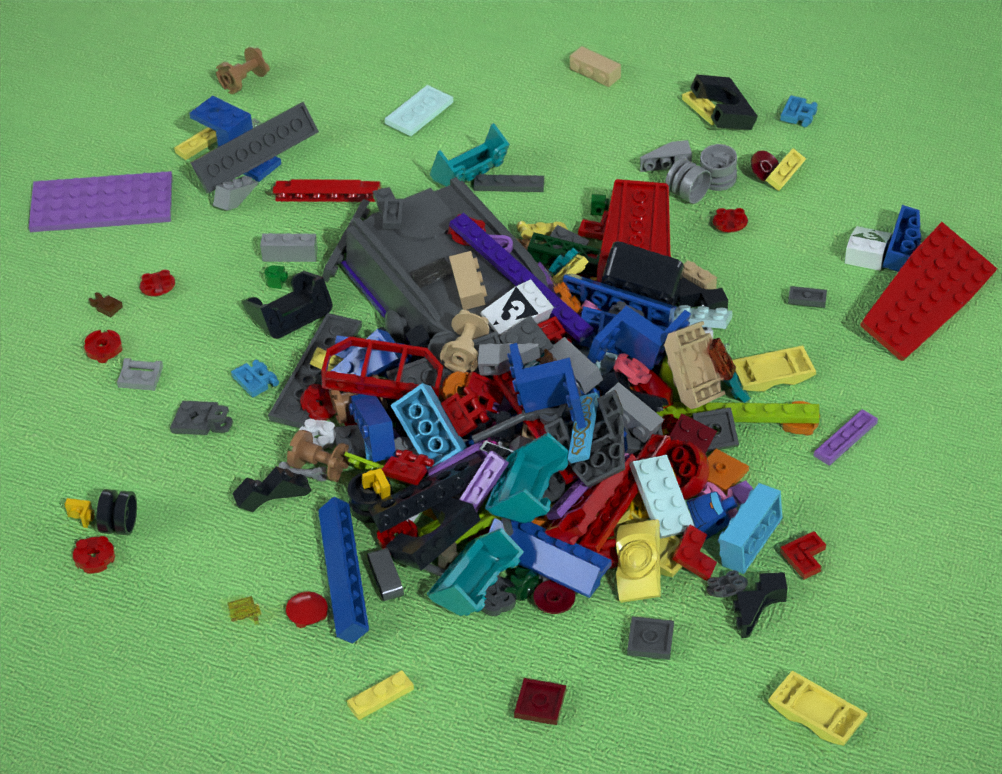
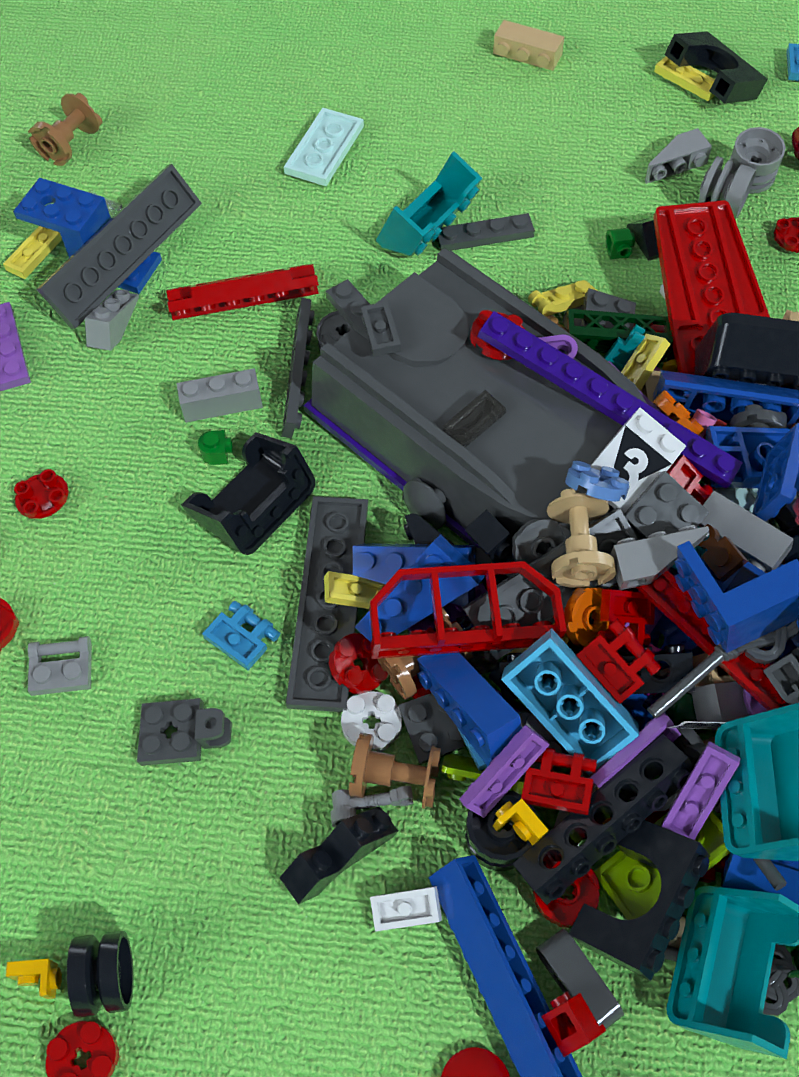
camera: 15 degrees left, 15 degrees up
(299, 522) = (406, 908): none -> white plate
(369, 583) = (571, 1023): none -> red brick
(376, 453) = (504, 771): none -> medium lavender plate
(468, 280) = (539, 424): tan brick -> none
(483, 311) = (600, 484): none -> medium blue plate
(593, 229) = (641, 281): red plate -> none

